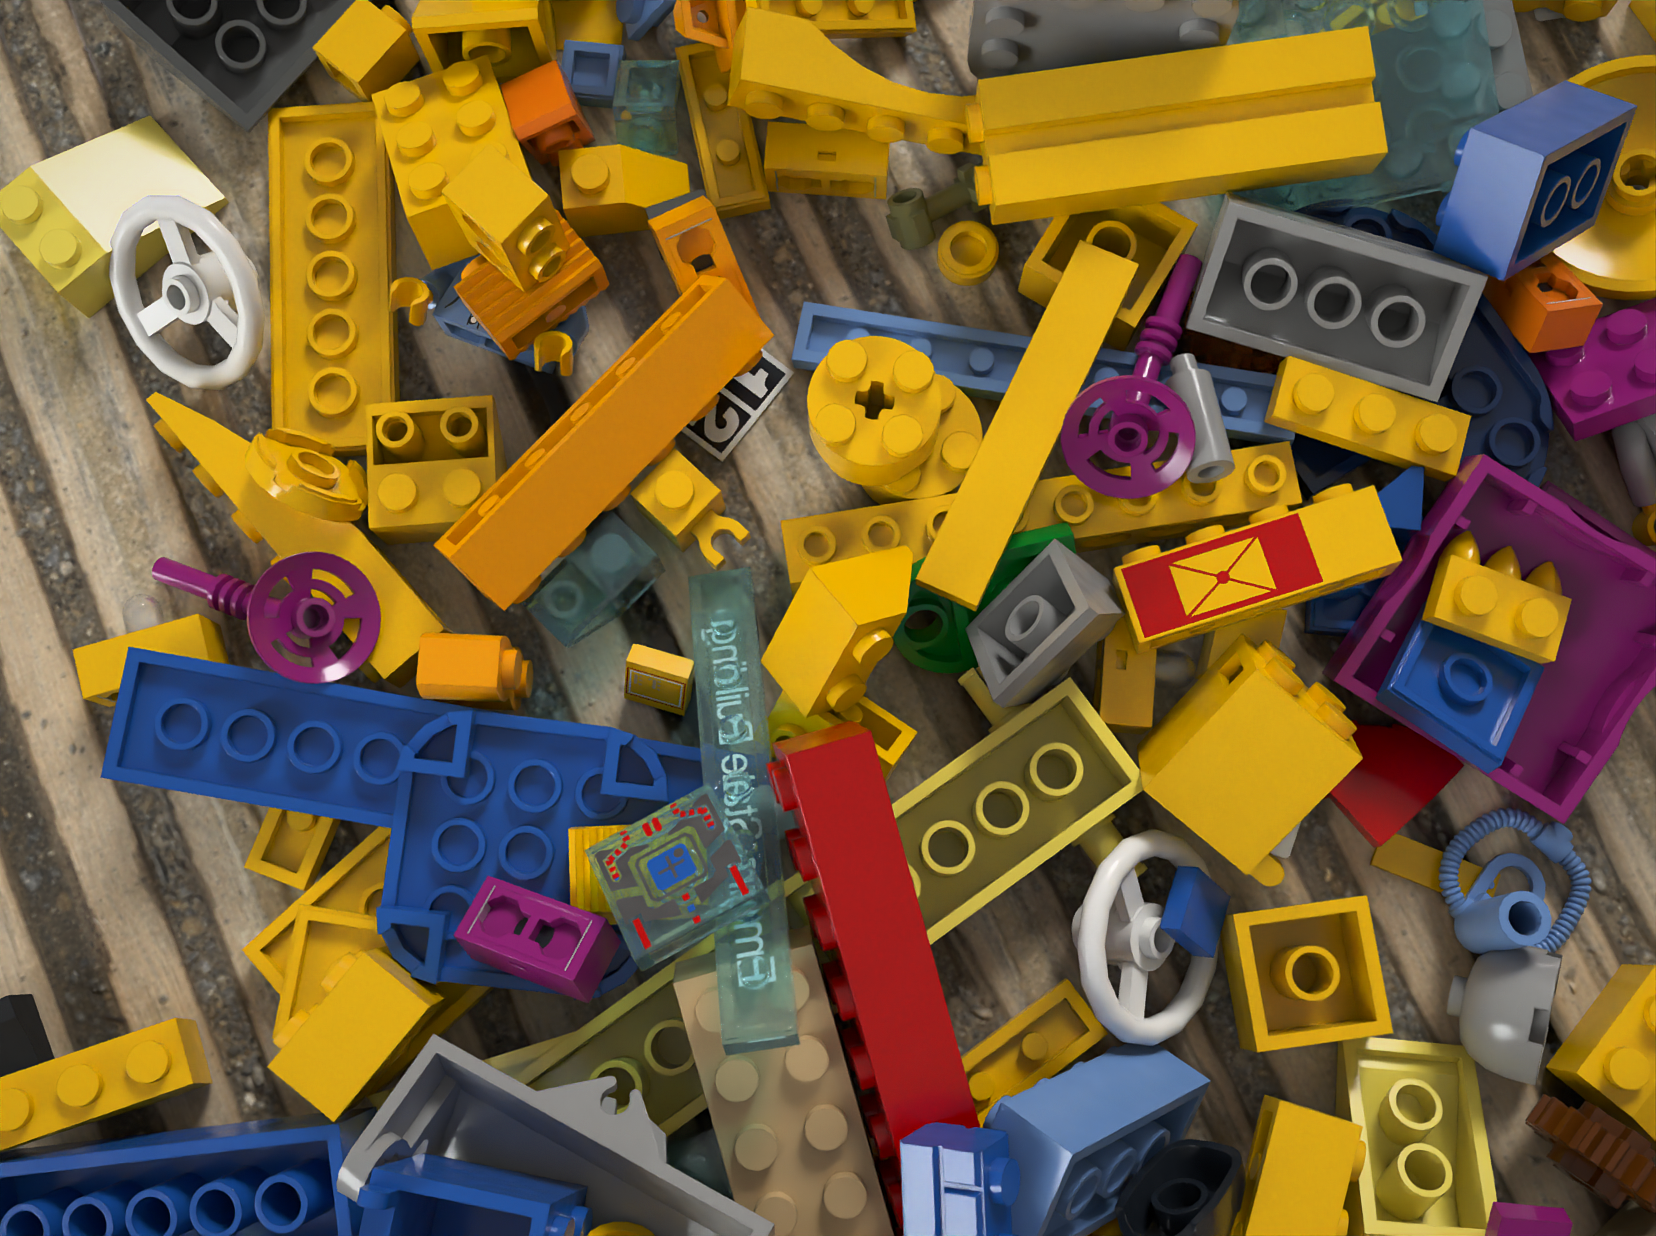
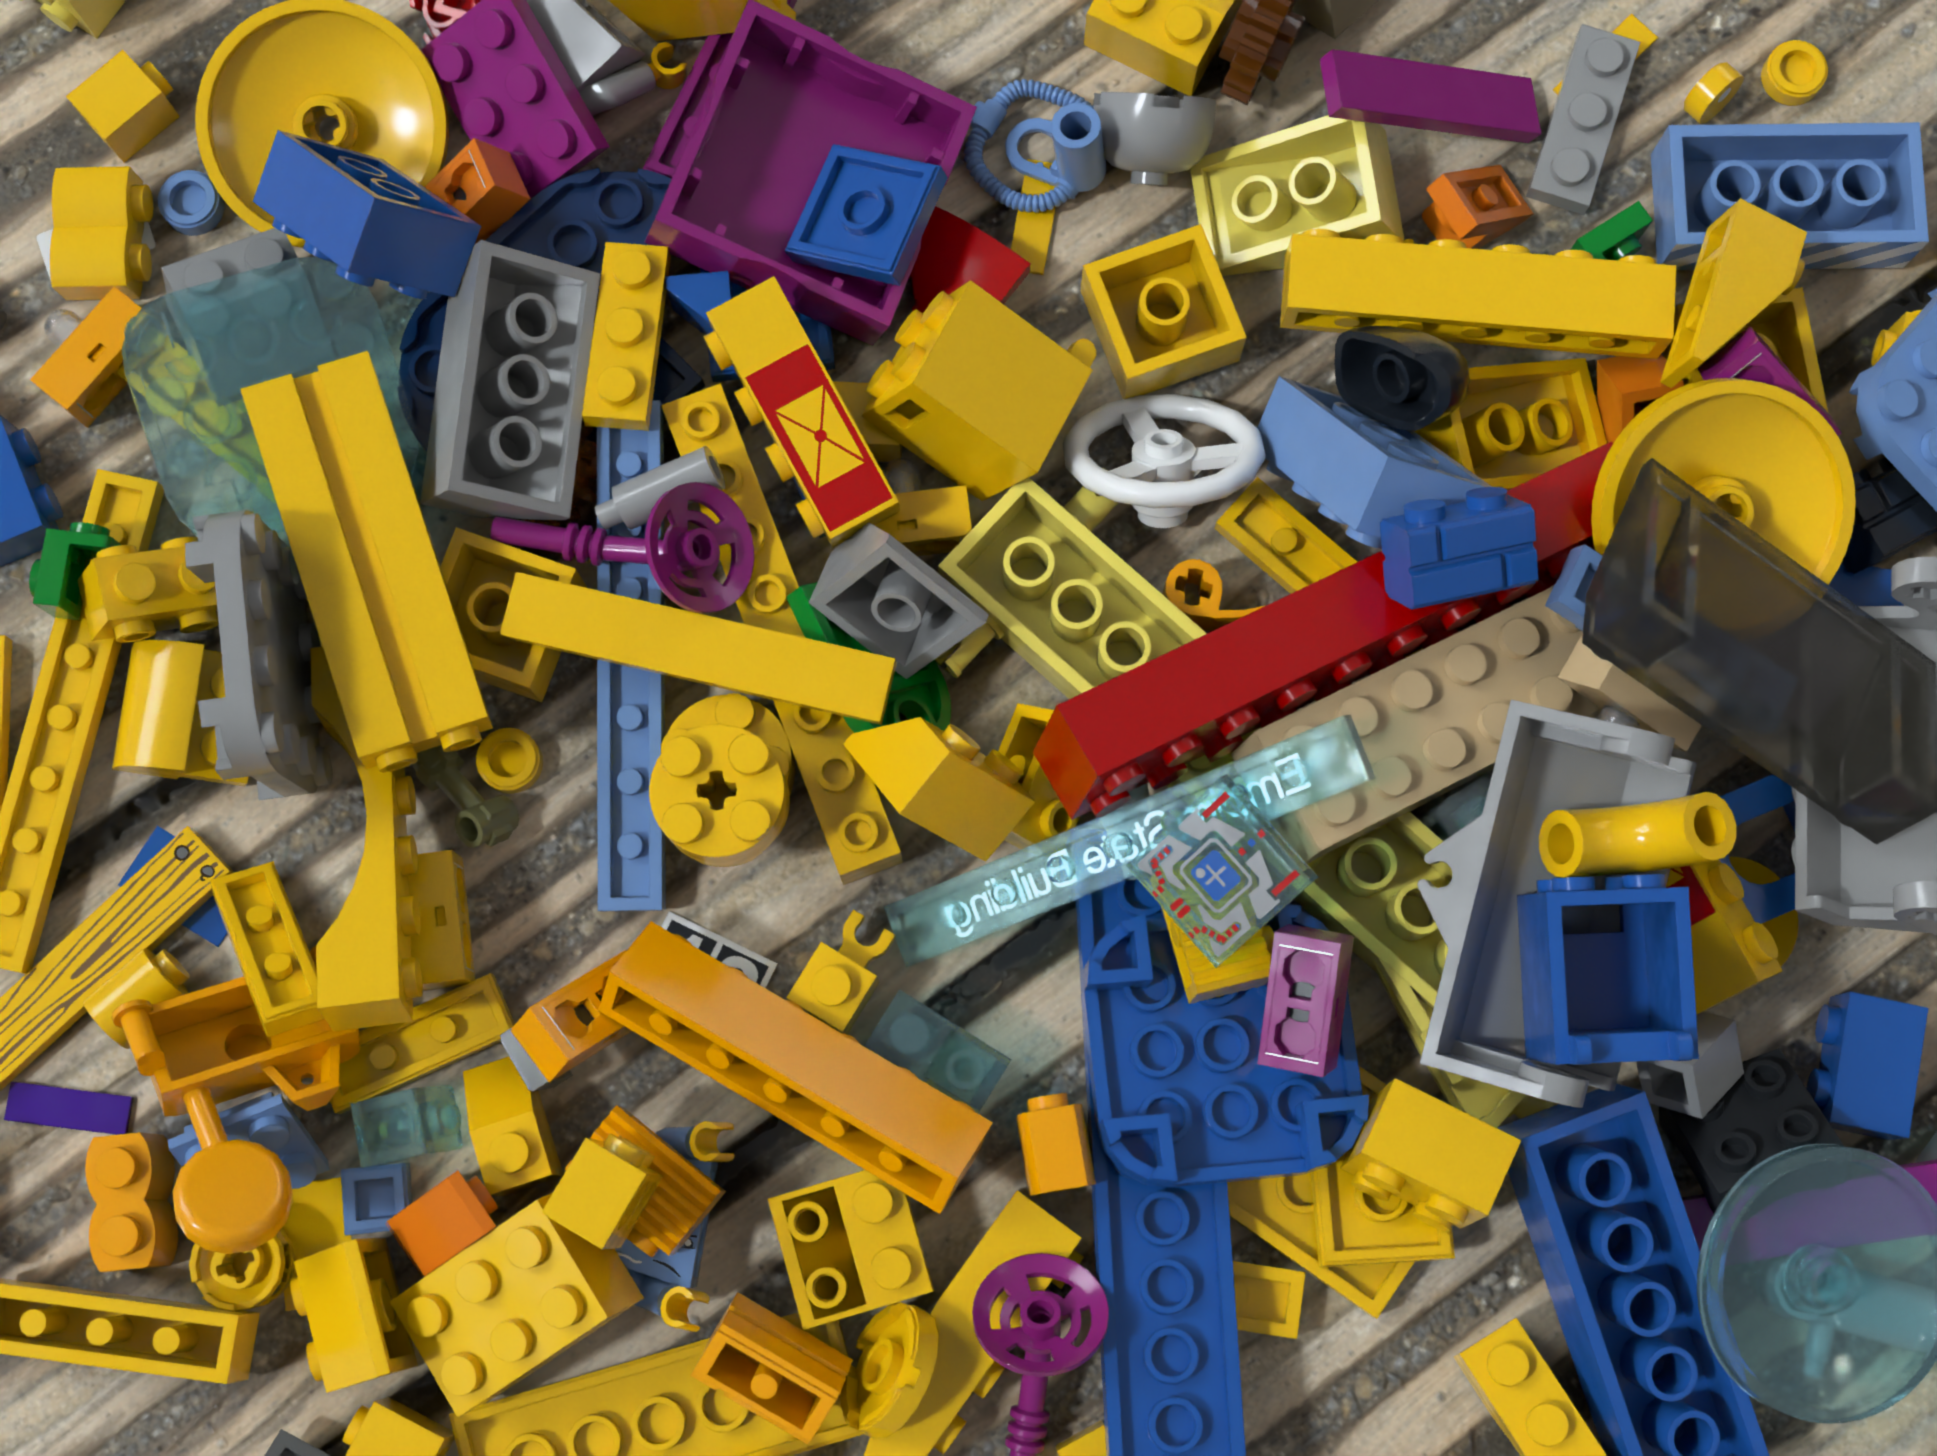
camera: 105 degrees left, 0 degrees up
(338, 370) = (772, 1368): none -> light orange brick
(658, 679) = (1017, 968): yellow tile -> none
(974, 947) = (1206, 612): none -> light orange panel
(1195, 911) = (1131, 414): blue tile -> none
(1494, 602) = (784, 195): yellow plate -> none
(1575, 50) = (190, 203): none -> medium blue tile

